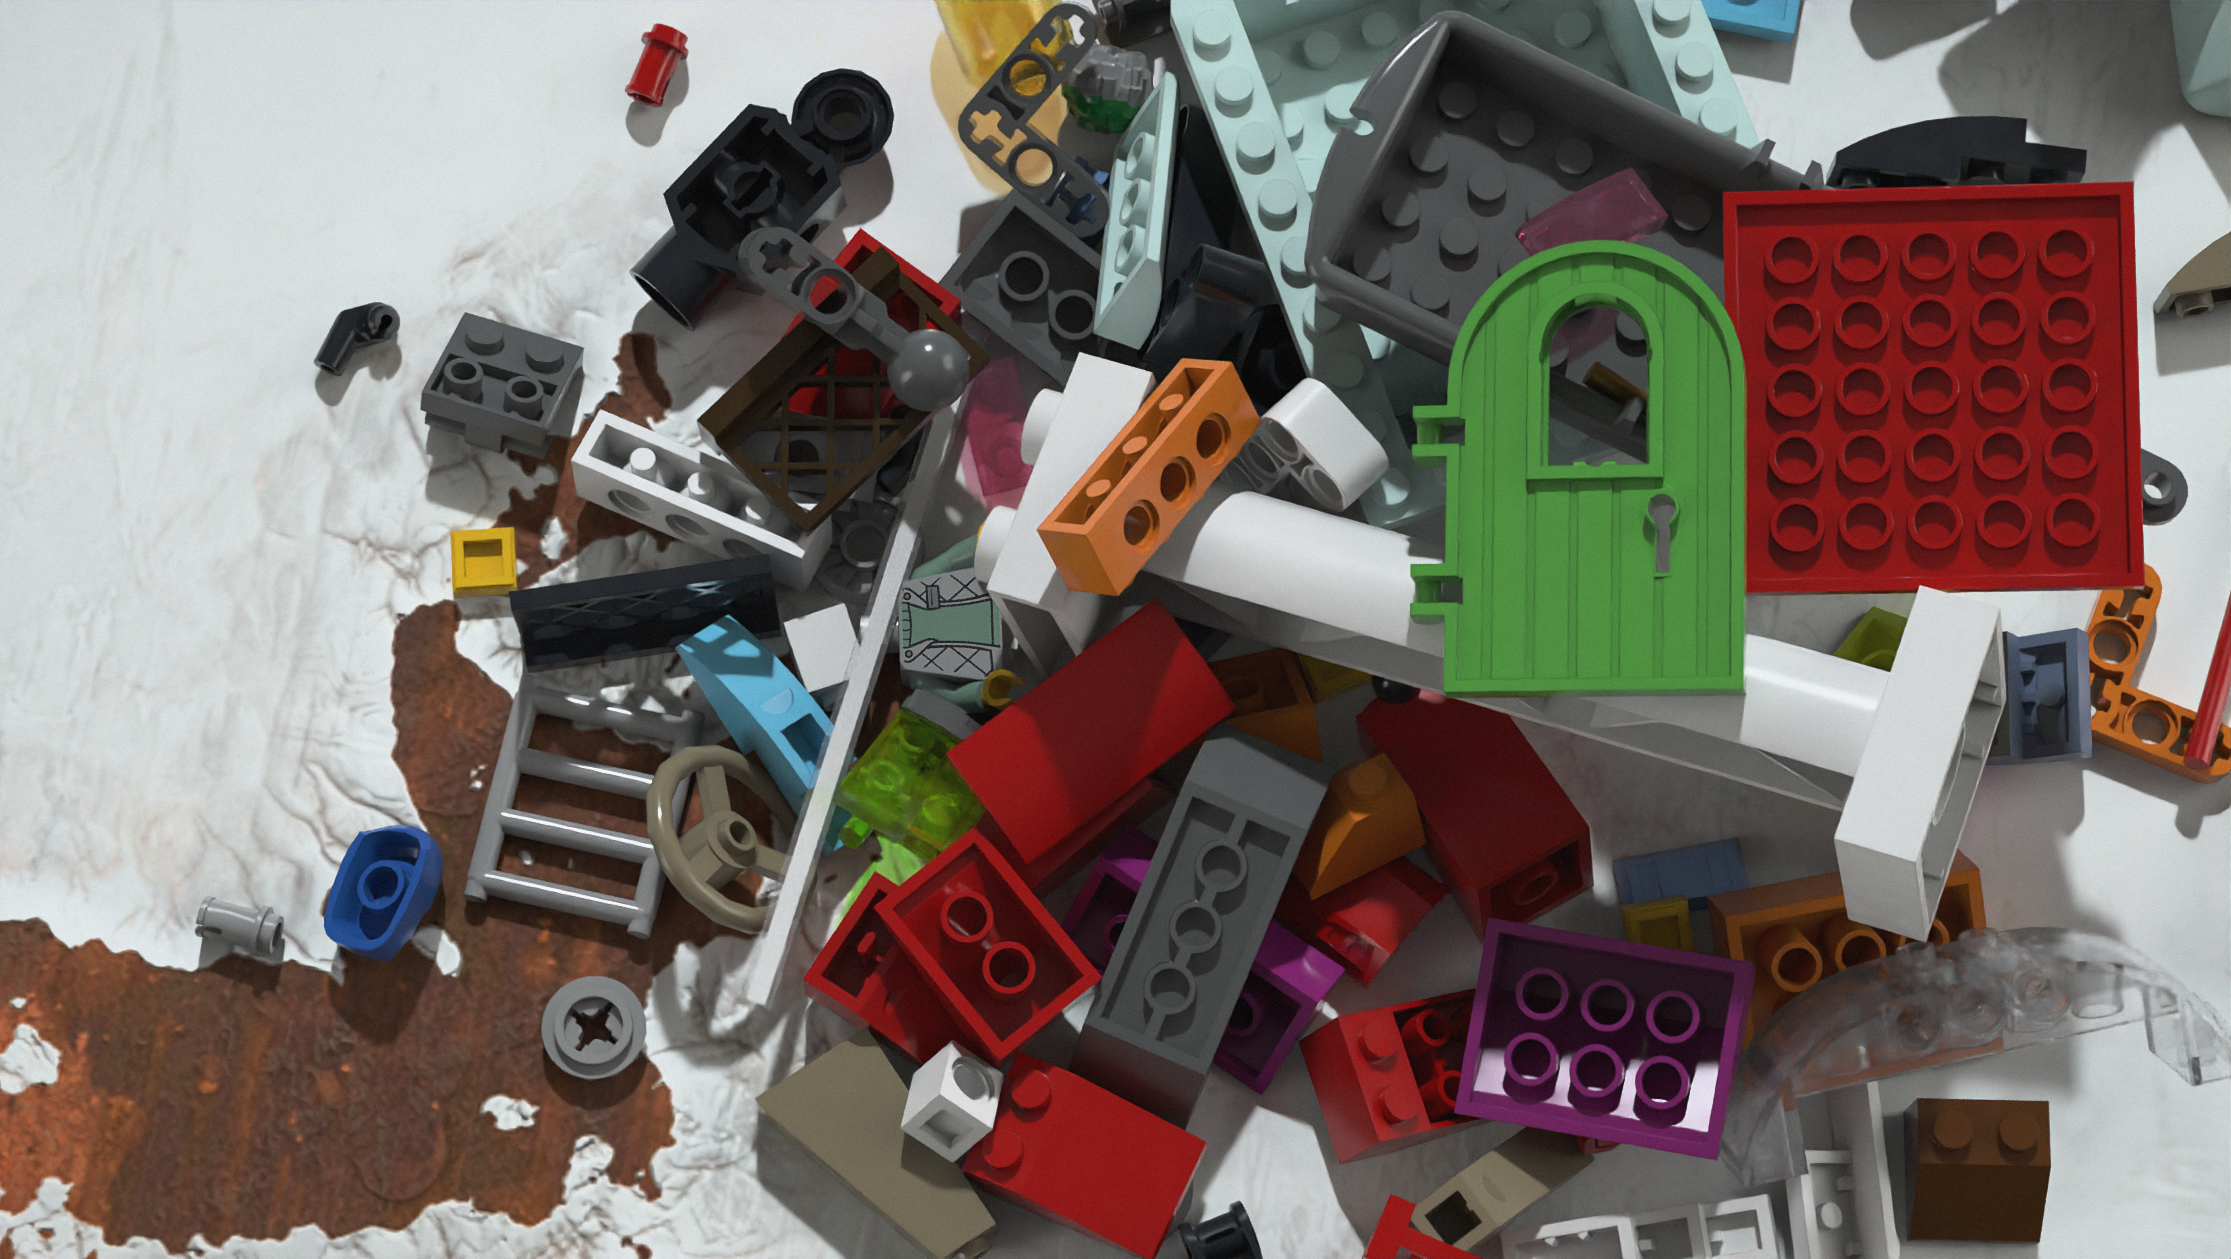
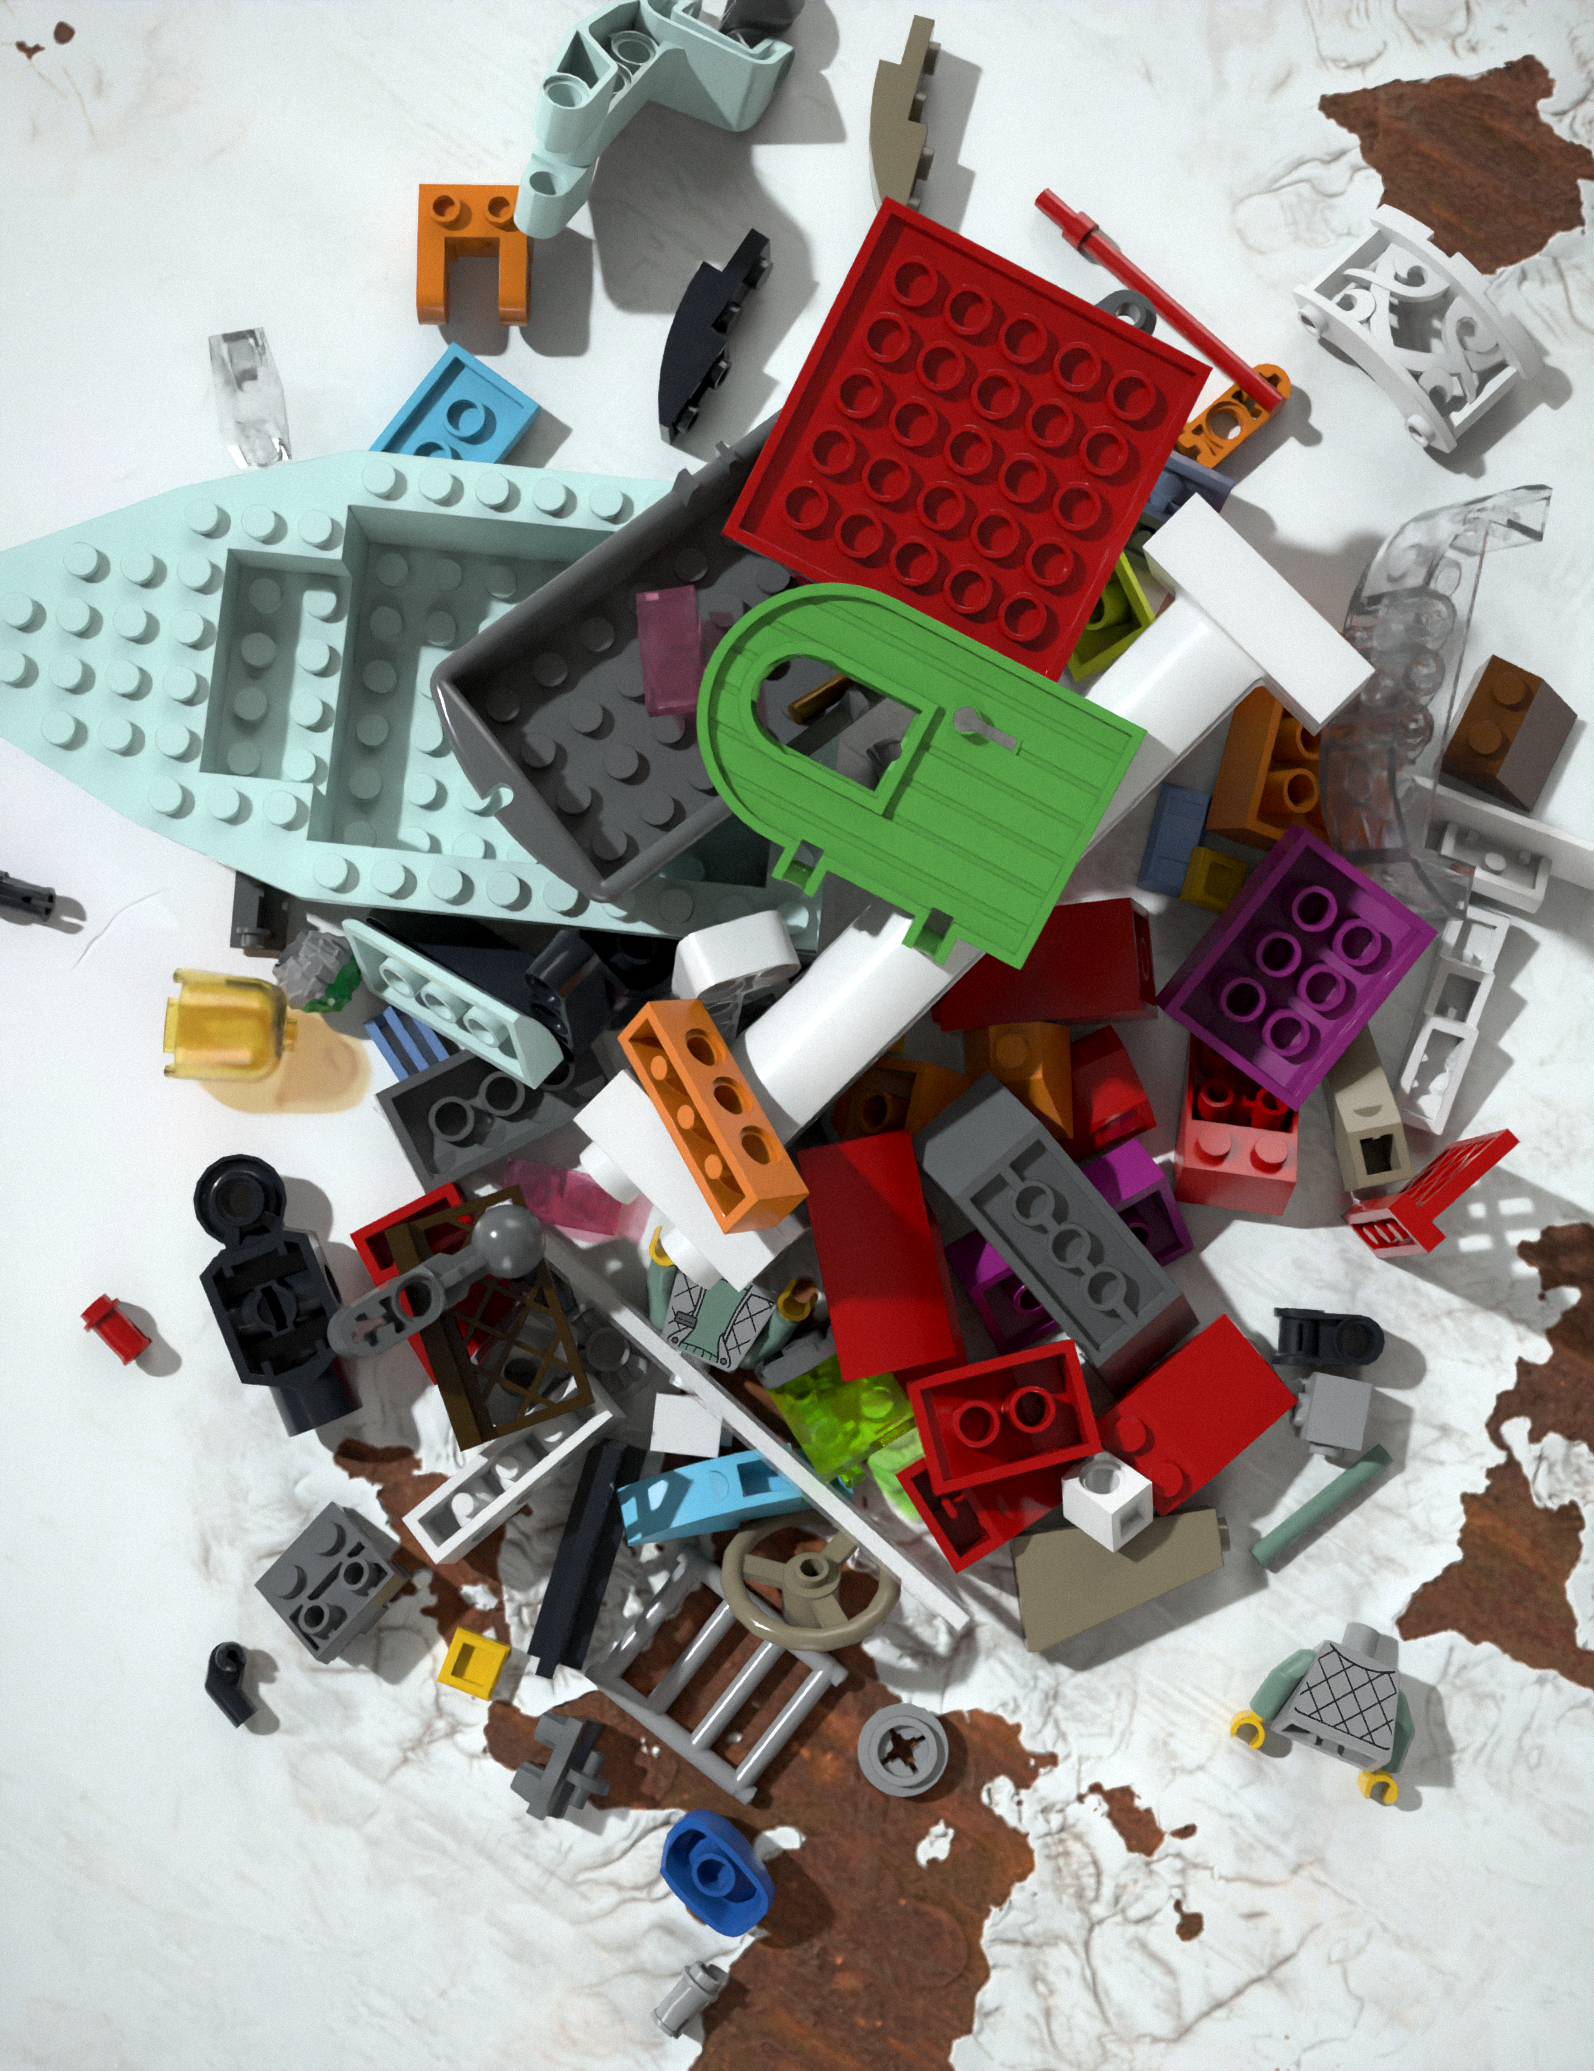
camera: 60 degrees left, 10 degrees up
(421, 696) = (571, 1768): none -> dark grey hips
(1018, 109) = (312, 1059): dark grey beam -> none

